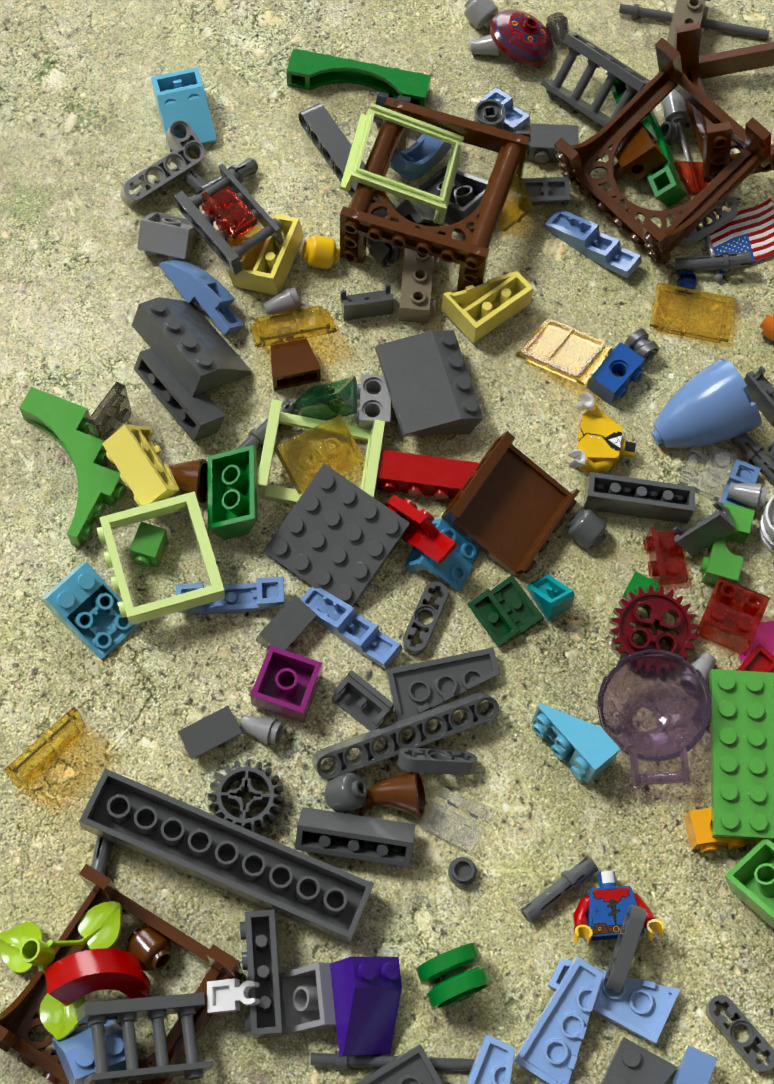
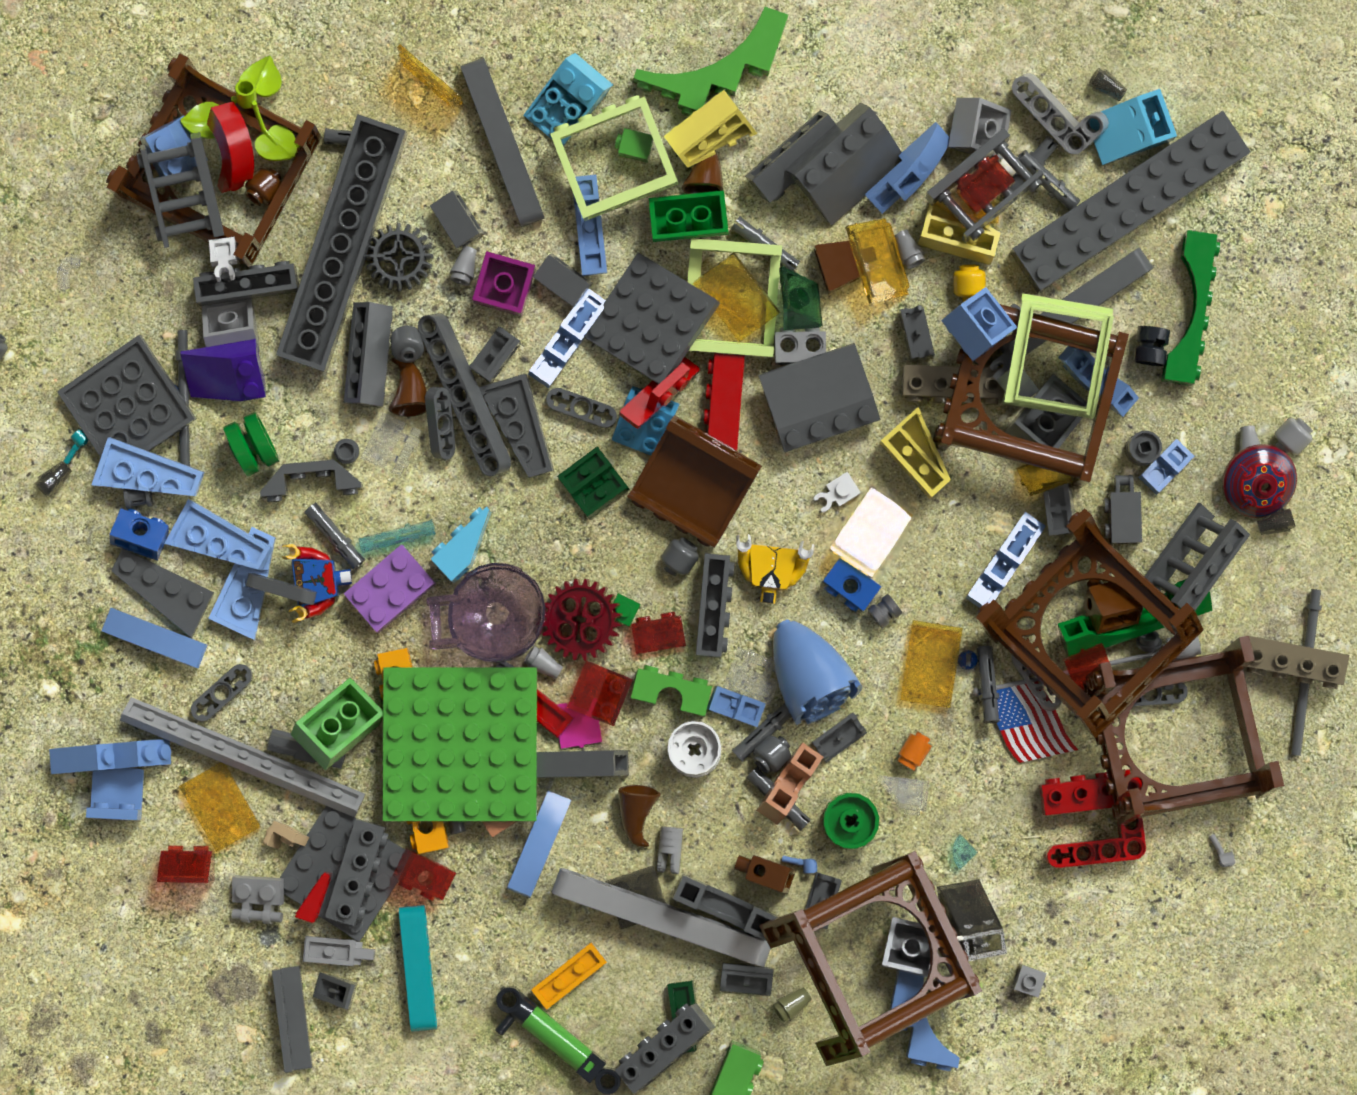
camera: 85 degrees right, 20 degrees up
(110, 413) = (754, 89): clear smoke plate -> none
(128, 680) = (502, 142): none -> dark grey beam
(139, 130) = (1106, 84): none -> clear smoke cone
(257, 119) = (1130, 202): none -> dark grey brick
(372, 211) = (979, 323): none -> medium blue slope
(499, 951) = (277, 485): none -> dark grey slope
(521, 380) = (840, 490): none -> white plate
(551, 596) = (611, 522): teal slope -> none
(558, 808) = (427, 529): none -> clear light blue pin
(620, 829) = (389, 588): none -> medium lavender brick
(706, 531) = (679, 667): dark grey hinge -> none
(748, 494) = (724, 713): light grey cone -> none

